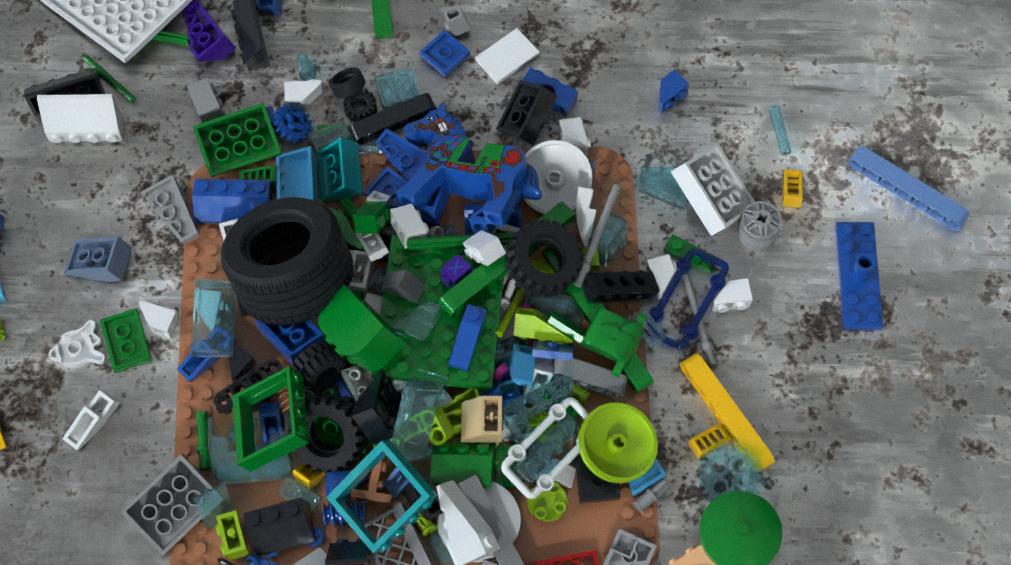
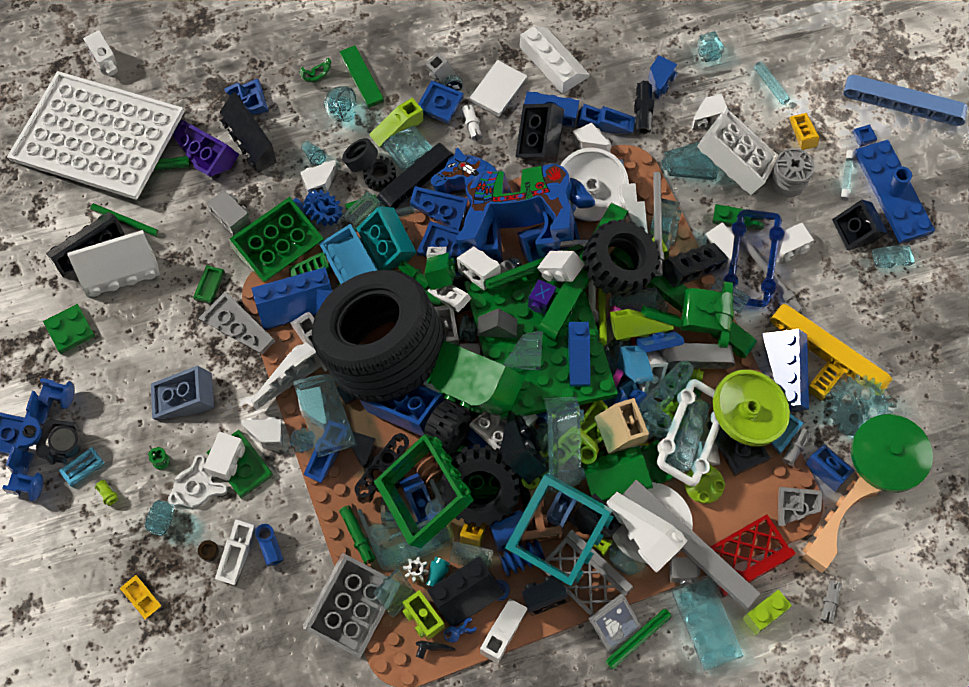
camera: 20 degrees left, 0 degrees up
(21, 165) = (68, 328): none -> green plate
(33, 366) = (159, 517): none -> clear light blue gear
(59, 311) = (160, 453): none -> green bush
(66, 411) = (208, 550): none -> dark brown tile
(112, 328) = (224, 456): none -> white brick
(121, 425) = (269, 546): none -> blue piece
(162, 163) = (208, 284): none -> green tile
(184, 336) = (301, 440): none -> clear light blue gear
(204, 266) = (296, 366): none -> white wedge
(248, 493) = (418, 565): none -> white gear
(264, 498) = (437, 571): none -> teal cone
(349, 27) = (340, 104): none -> clear light blue cylinder
(399, 58) = (401, 118): none -> lime slope
(465, 38) = (454, 82): none -> tile
(468, 82) = (472, 122): none -> white pin
(572, 41) = (552, 58): none -> white slope
(598, 118) = (606, 119): none -> blue slope
(640, 117) = (643, 107): none -> black piece
(676, 416) = (789, 364): none -> wedge
(678, 525) = (829, 467): none -> blue slope
(702, 139) = (709, 111): none -> white slope
(731, 76) = (710, 47): none -> clear light blue brick
(807, 299) = (859, 225): none -> black slope
(817, 246) = (847, 175): none -> clear light blue bar
(828, 339) = (893, 255): none -> clear light blue slope
(852, 211) = (864, 135): none -> blue tile

